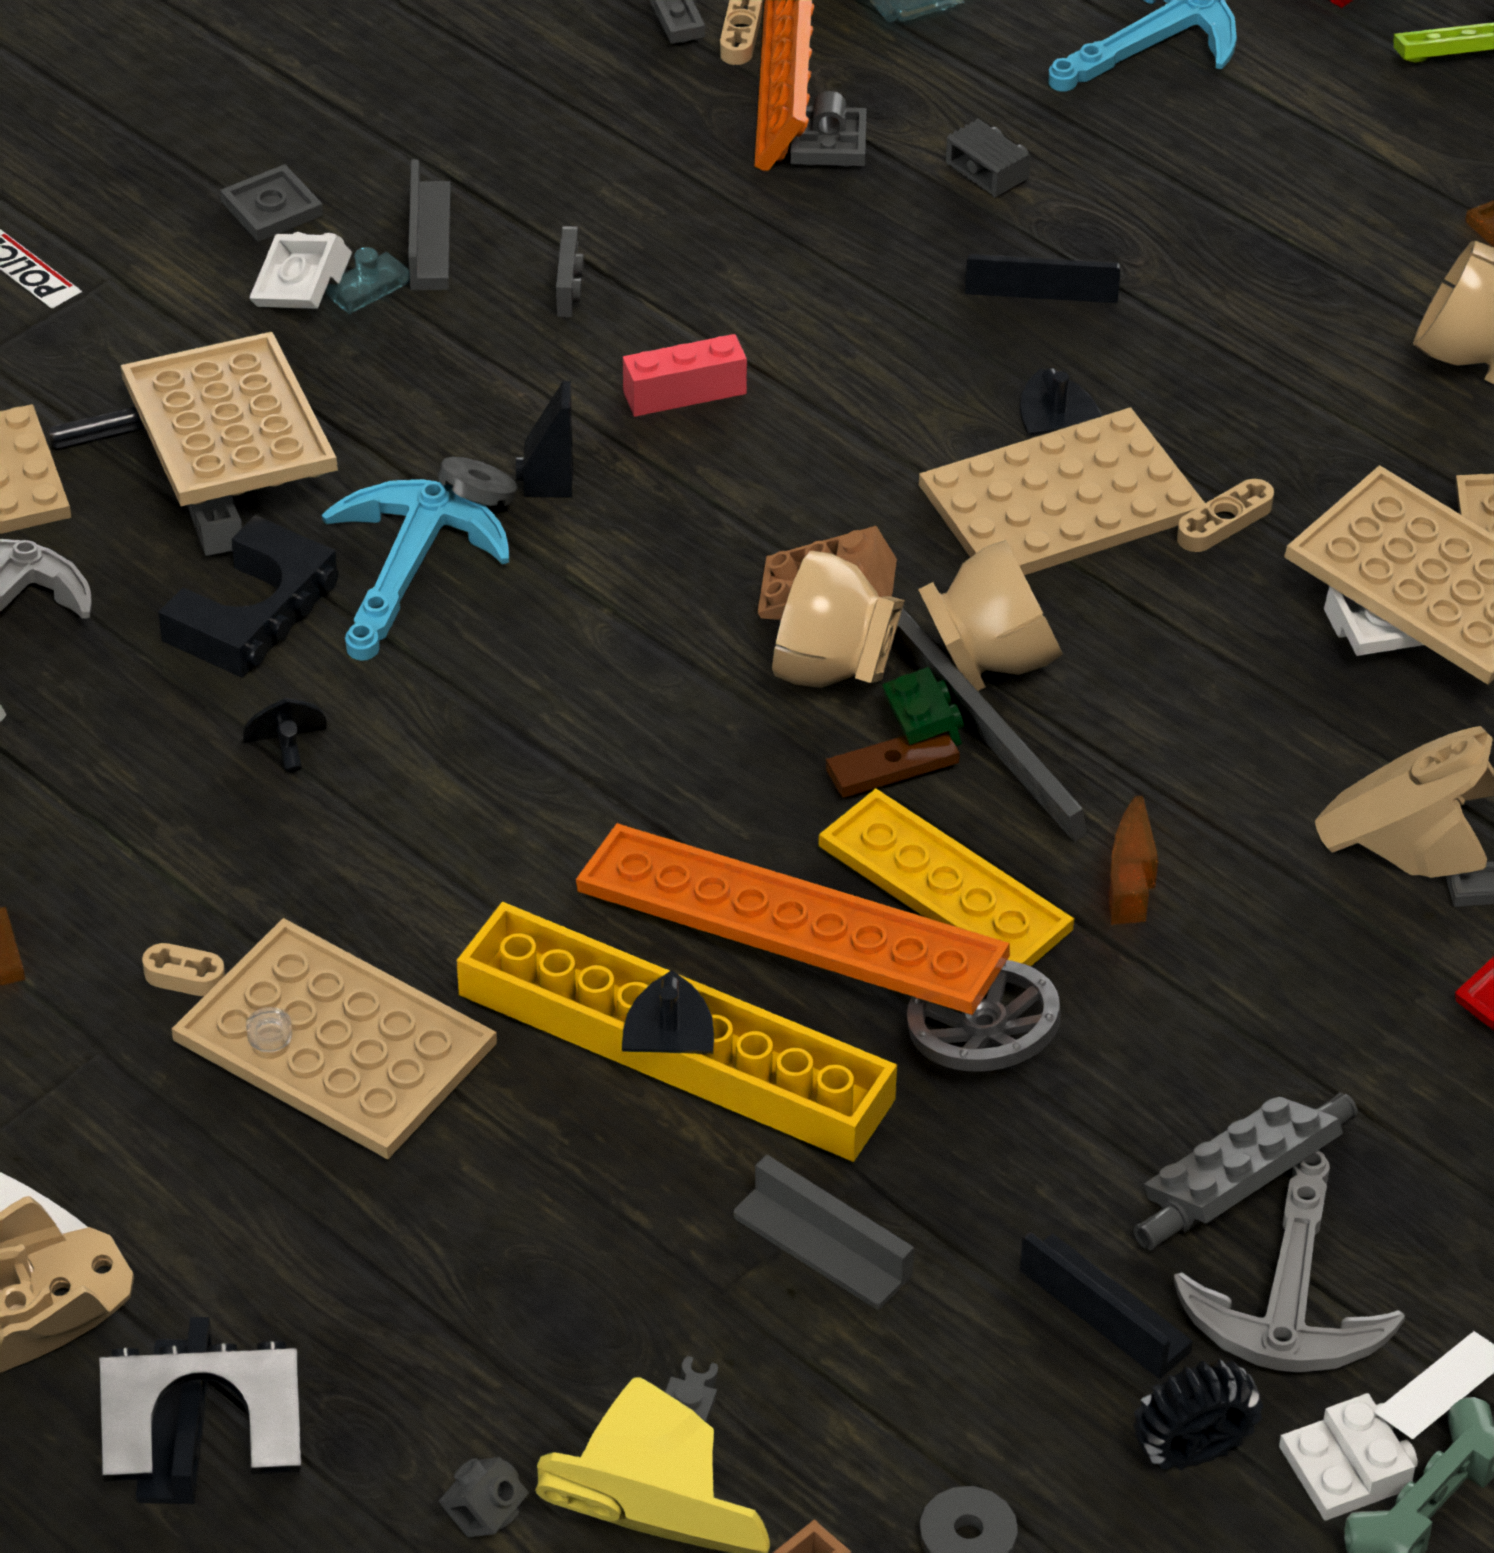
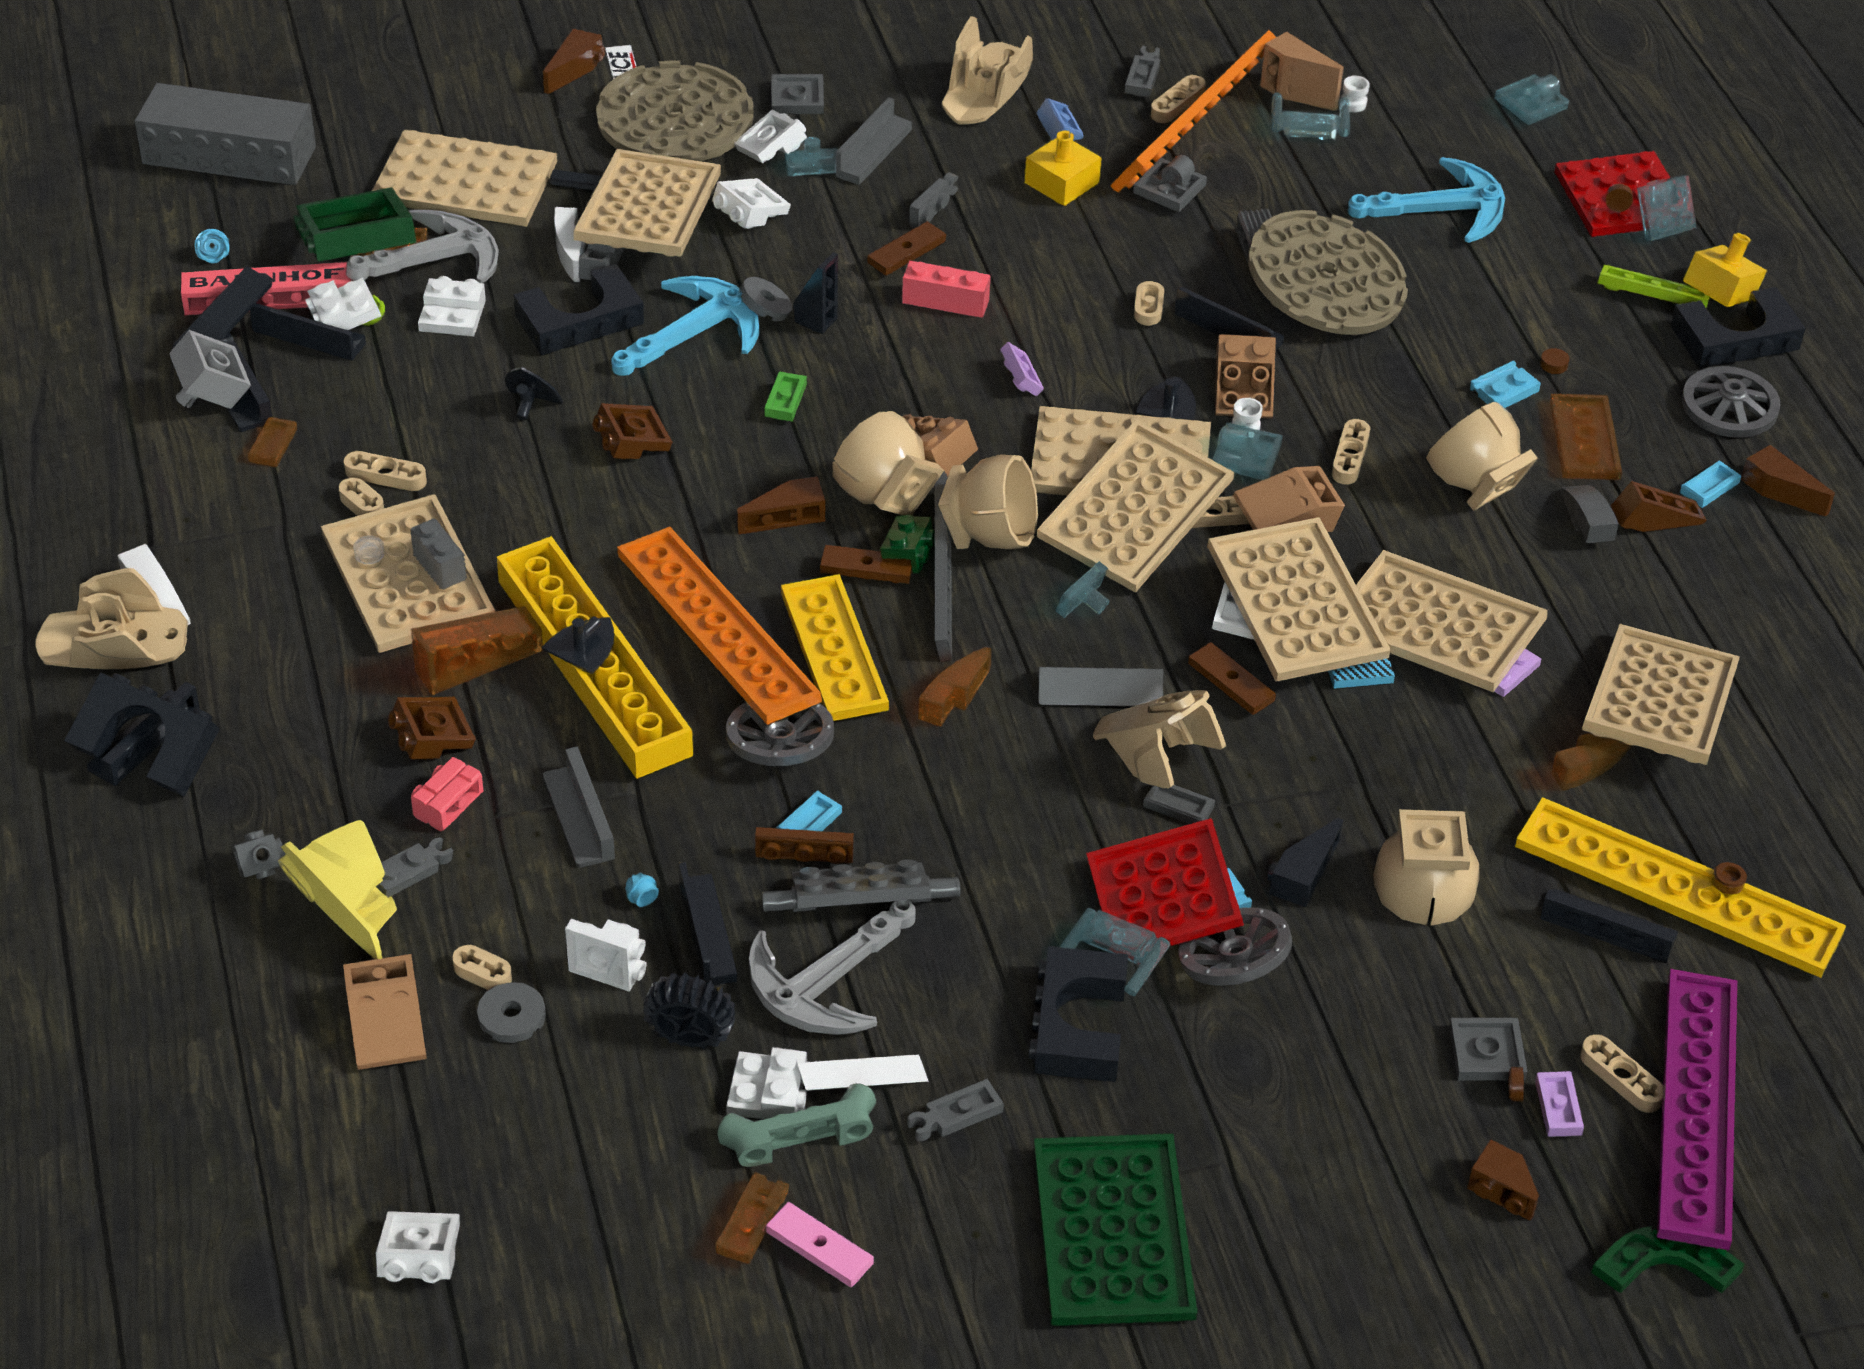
camera: 30 degrees right, 0 degrees up
(76, 663) = (452, 306): none -> white plate
(85, 285) = (704, 105): none -> dark tan plate
(157, 513) = (568, 248): none -> white slope
(192, 904) = (405, 474): none -> tan beam
(342, 366) = (748, 202): none -> white plate
(374, 992) = (438, 554): none -> dark grey brick
(457, 723) = (630, 430): none -> reddish brown plate
(499, 109) = (984, 76): none -> tan piece
(515, 1093) = (473, 646): none -> clear orange wedge
(549, 1221) = (430, 726): none -> reddish brown plate
(587, 344) = (906, 248): none -> reddish brown tile
(606, 595) = (785, 396): none -> bright green plate
(624, 111) = (1057, 118): none -> medium blue slope
(646, 1296) = (446, 793): none -> coral brick
(691, 166) = (1062, 169): none -> yellow brick
(739, 727) = (787, 505): none -> reddish brown slope
(871, 446) = (1022, 369): none -> lavender plate
(883, 1495) = (483, 965): none -> tan beam
(933, 292) = (1149, 303): none -> tan plate
(987, 1295) = (641, 889): none -> medium azure plate
(1036, 1397) = (606, 953): none -> white plate
(1101, 1111) = (813, 814): none -> medium azure tile
(1122, 334) = (1244, 371): none -> medium nougat slope
(1132, 1144) = (804, 845): none -> reddish brown tile
(1145, 545) = (1135, 504): none -> tan plate
(1156, 181) = (1360, 277): none -> dark tan plate
(1168, 384) = (1247, 413): none -> white wheel
(1174, 679) = (1085, 591): none -> clear light blue tile
(1202, 425) = (1247, 450): none -> clear light blue plate
(1288, 783) = (1099, 686): none -> dark grey panel
(1309, 388) = (1353, 460): none -> tan beam
(1316, 463) = (1290, 498): none -> medium nougat slope
(1407, 223) = (1505, 385): none -> medium azure plate
(1423, 704) = (1232, 678): none -> reddish brown tile
(1434, 170) = (1554, 361): none -> reddish brown tile

